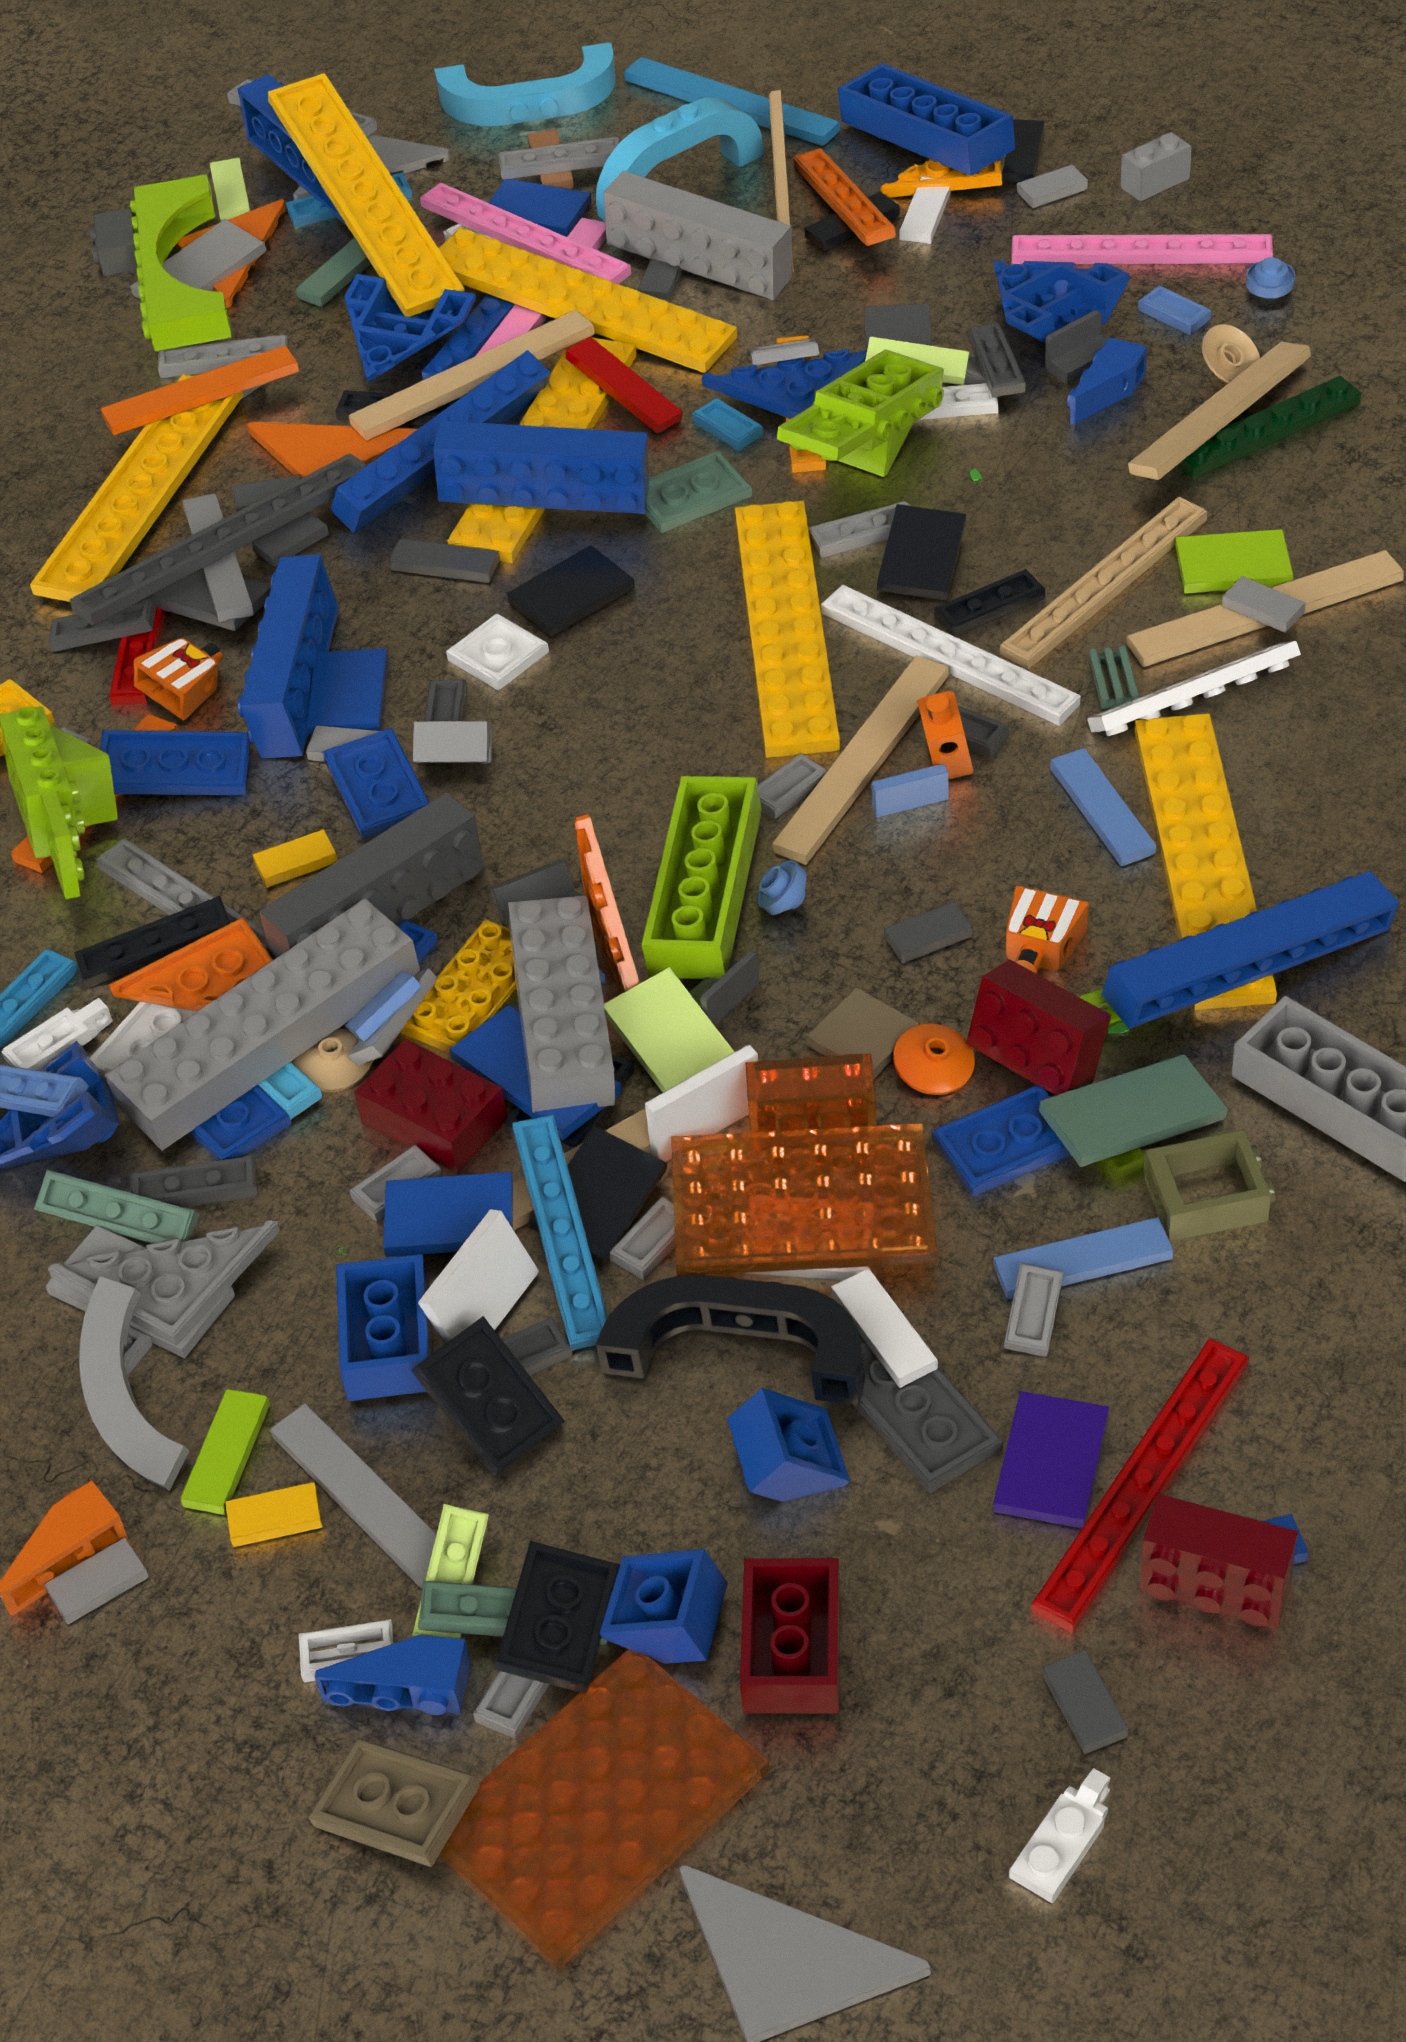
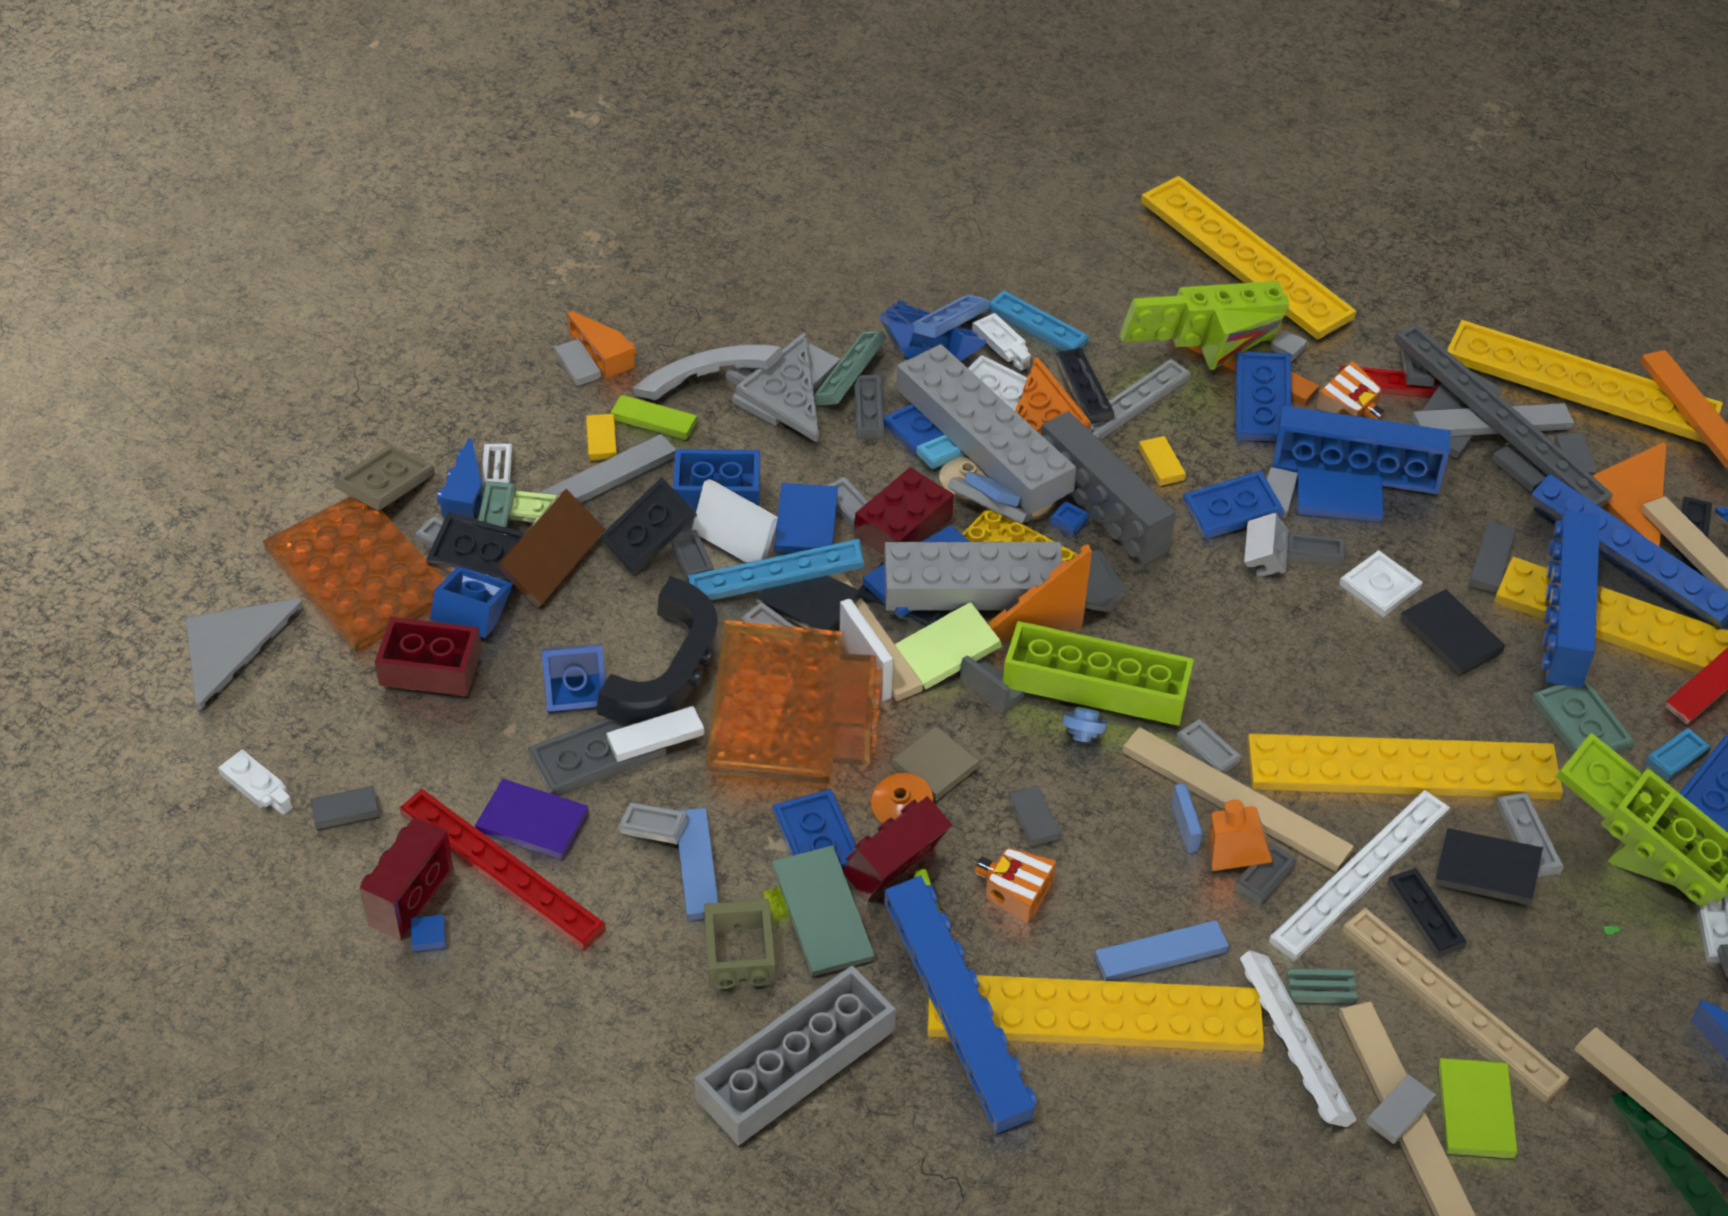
camera: 90 degrees right, 0 degrees up
(544, 1516) = (550, 547): none -> reddish brown tile

